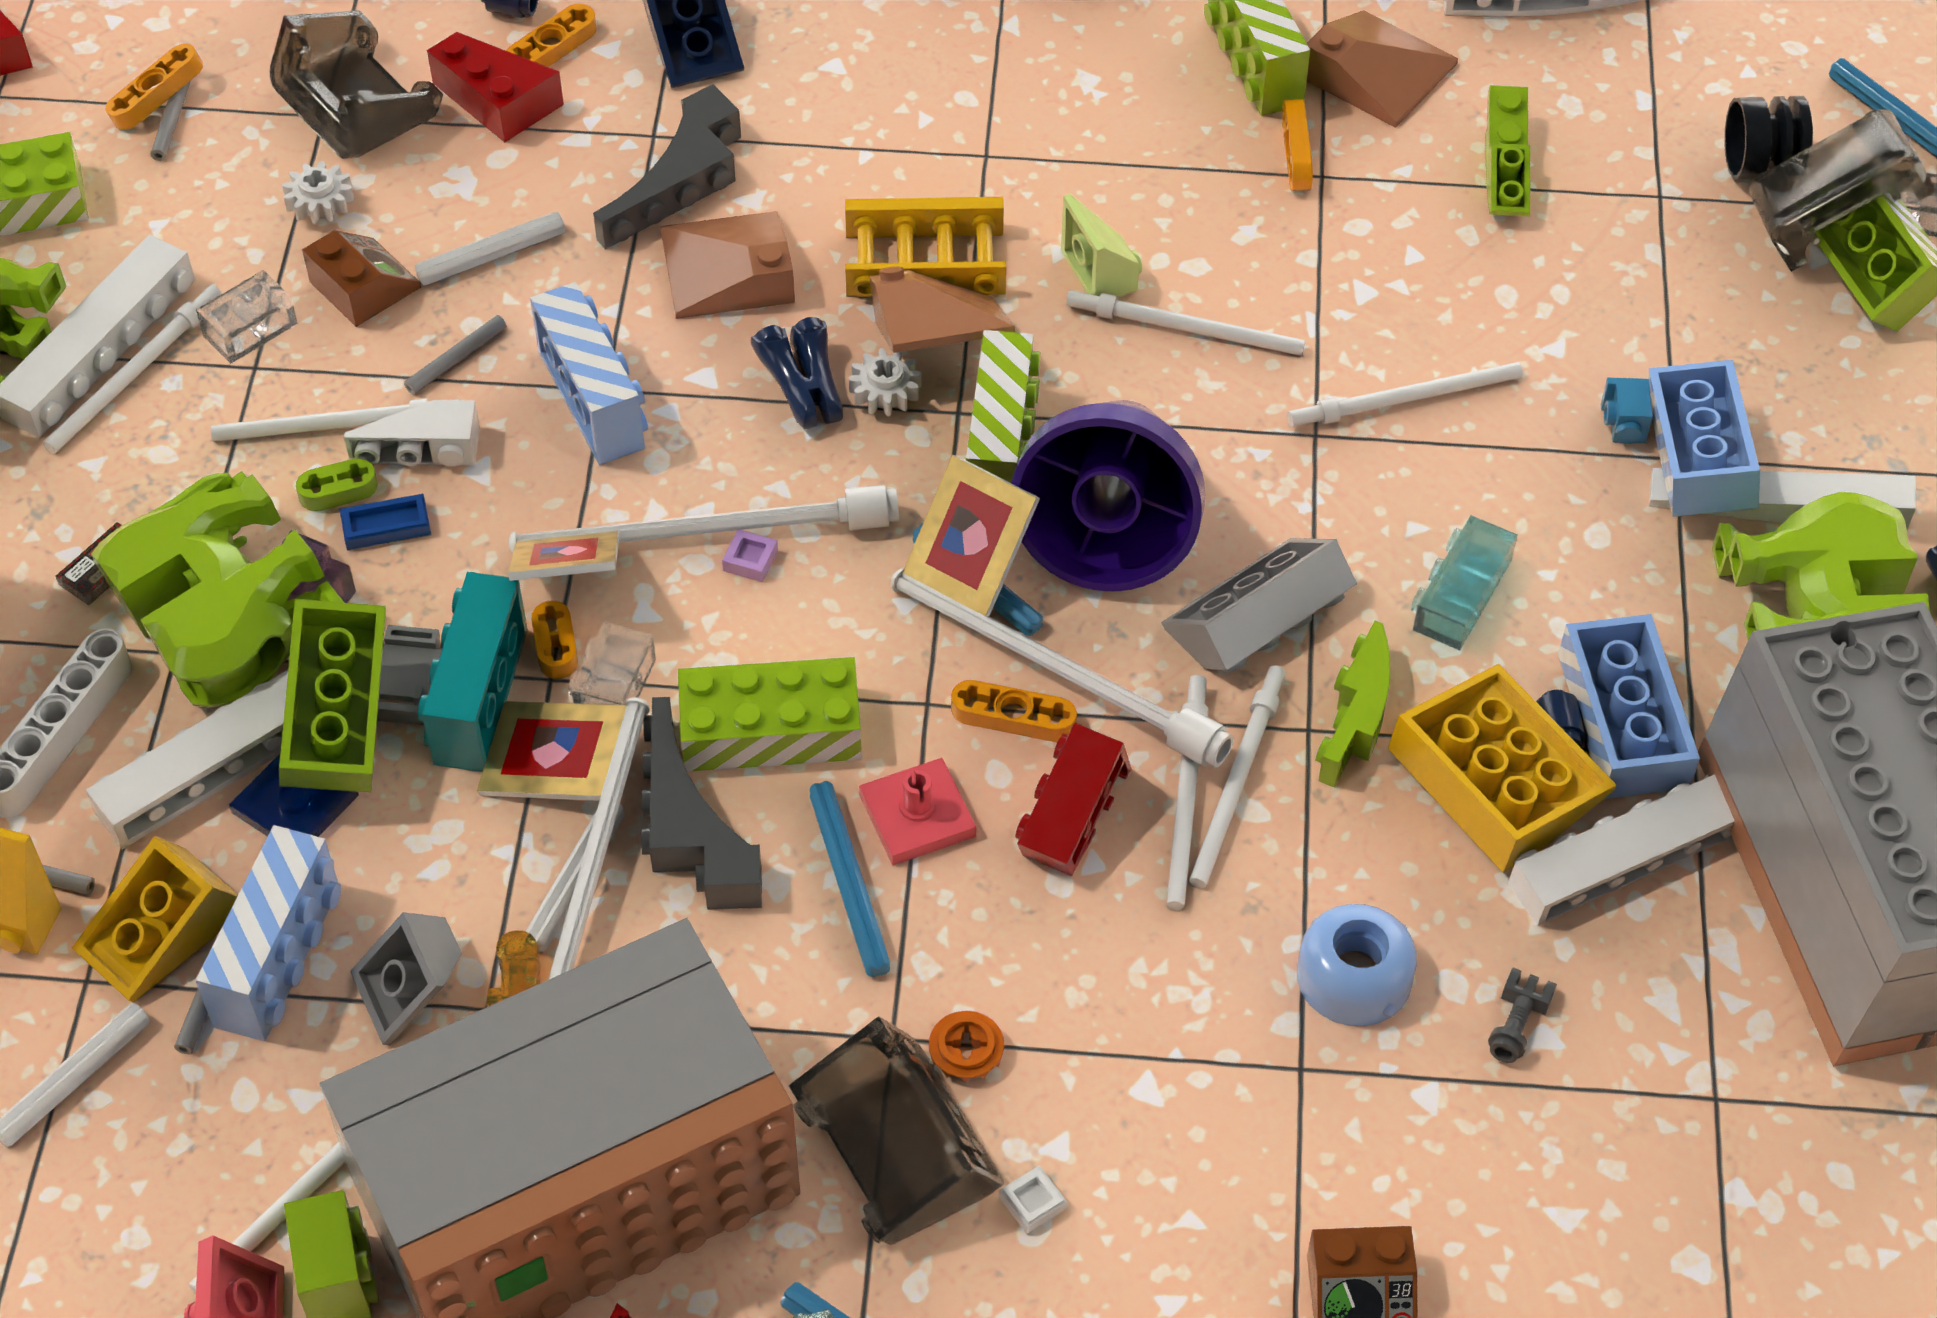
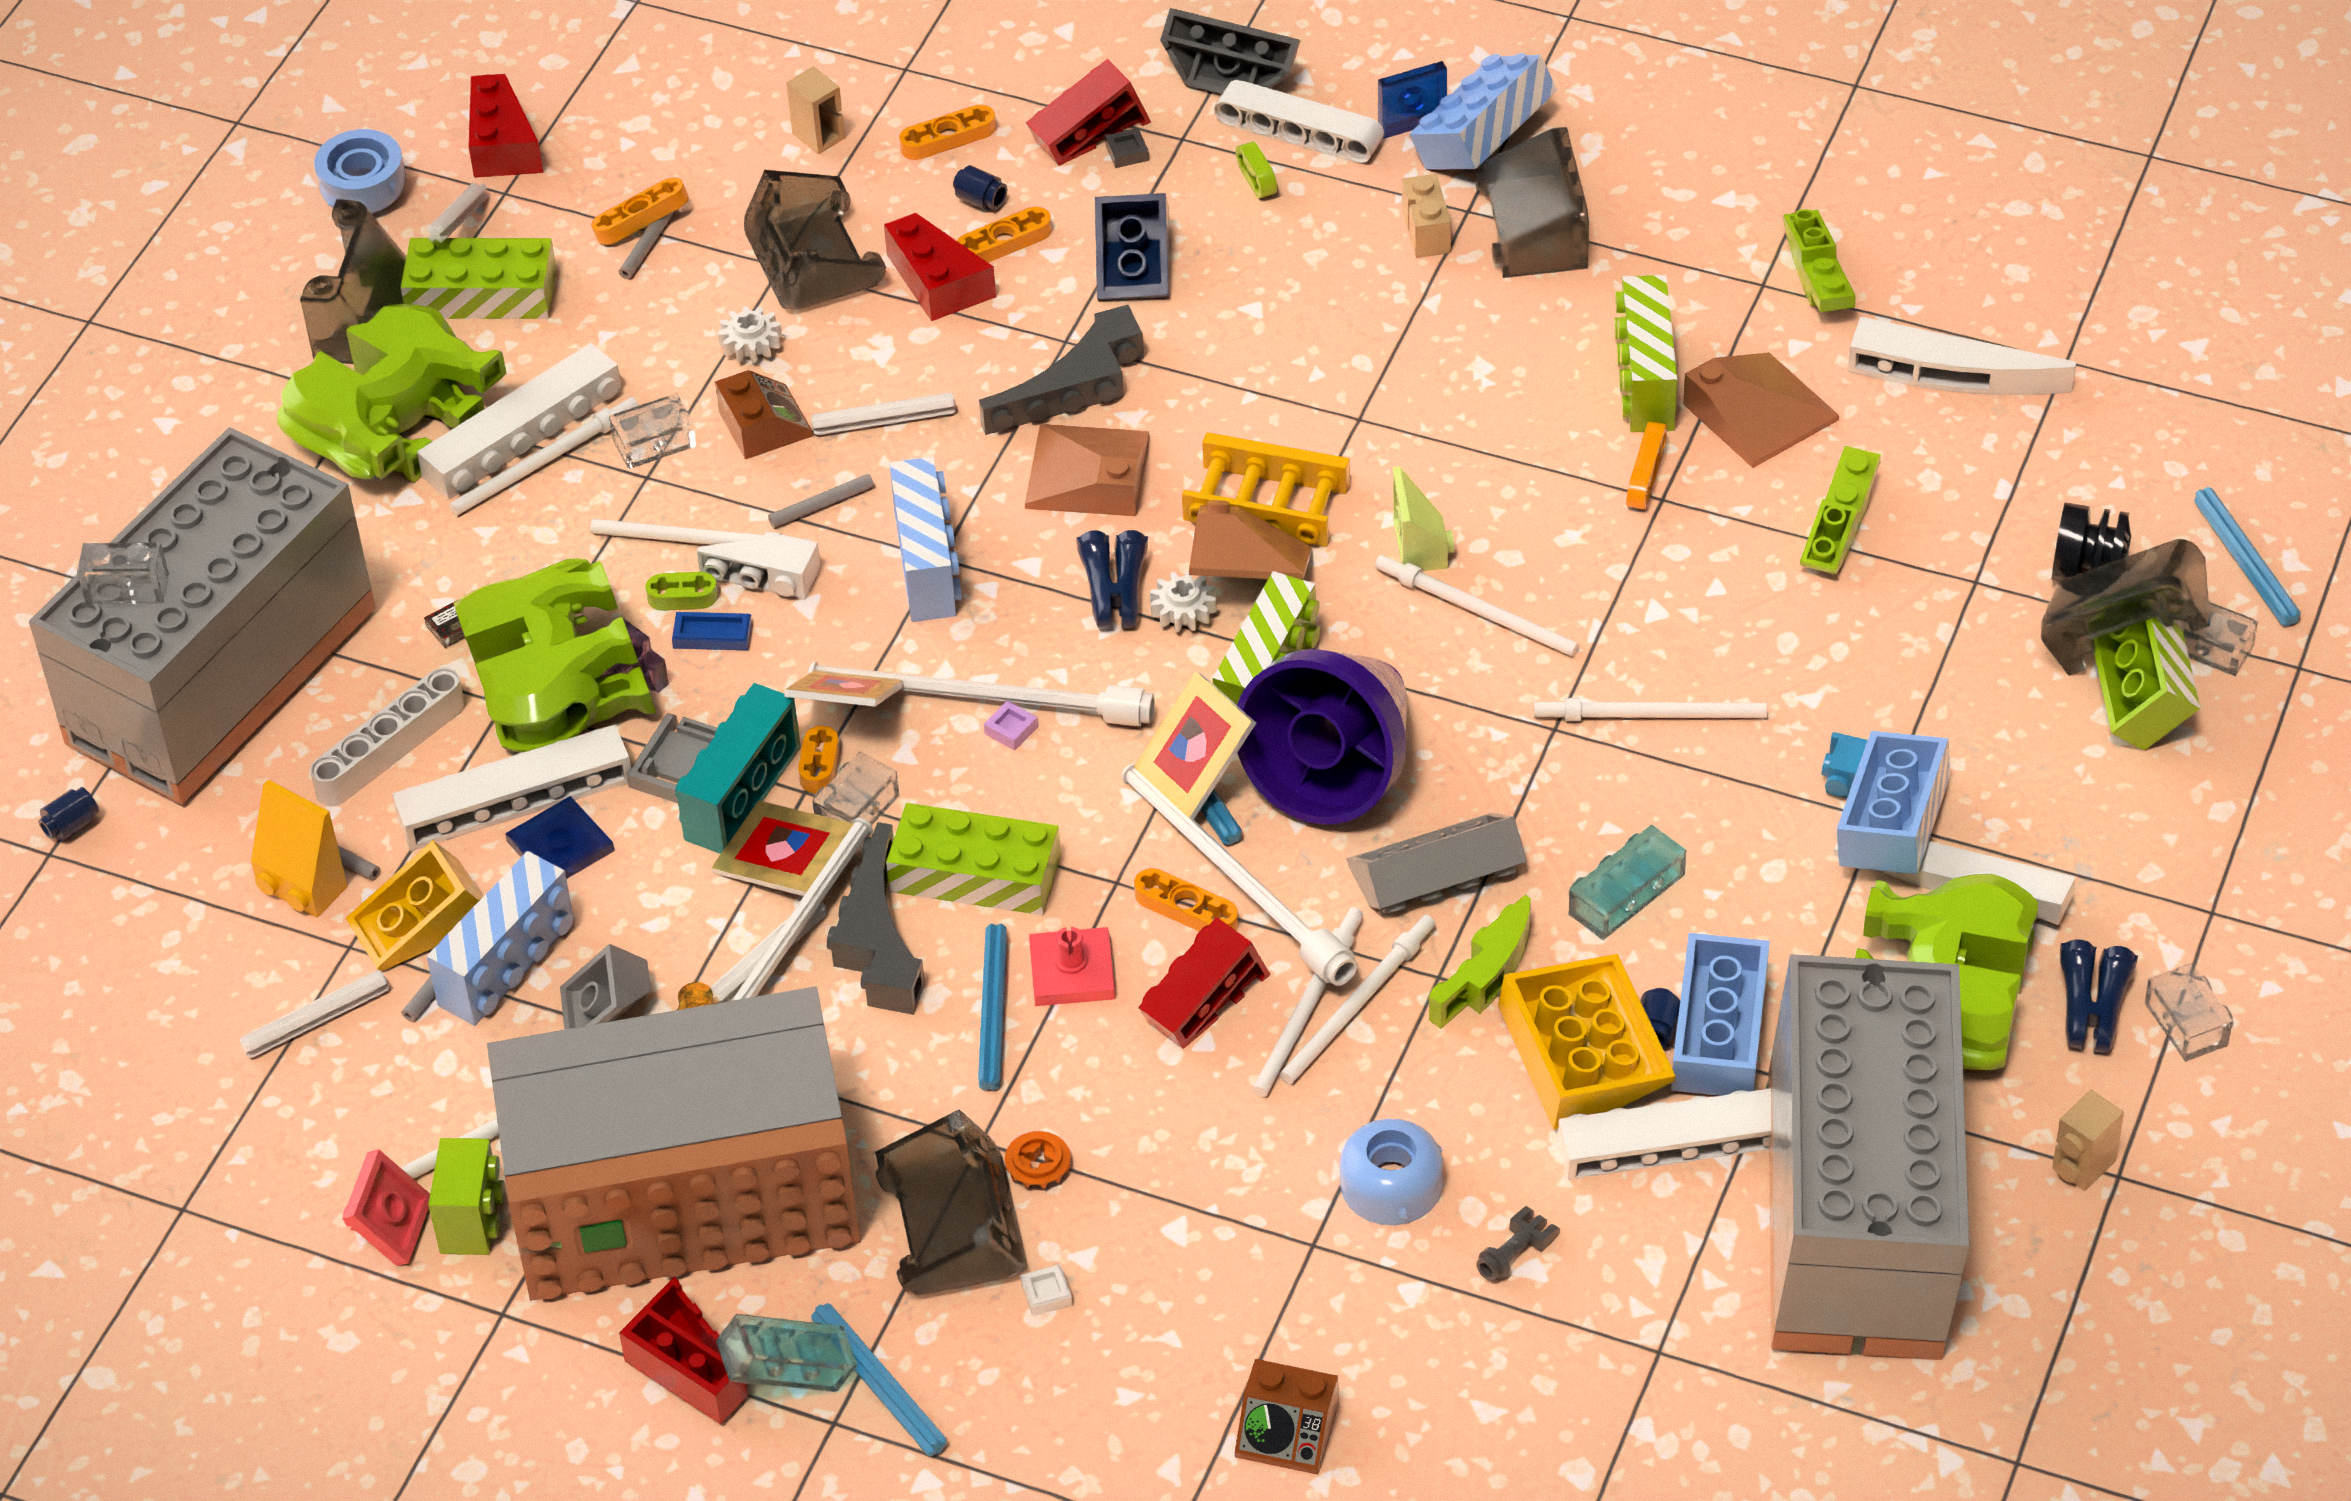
camera: 20 degrees right, 5 degrees down
(332, 696) = (610, 760): lime brick -> none

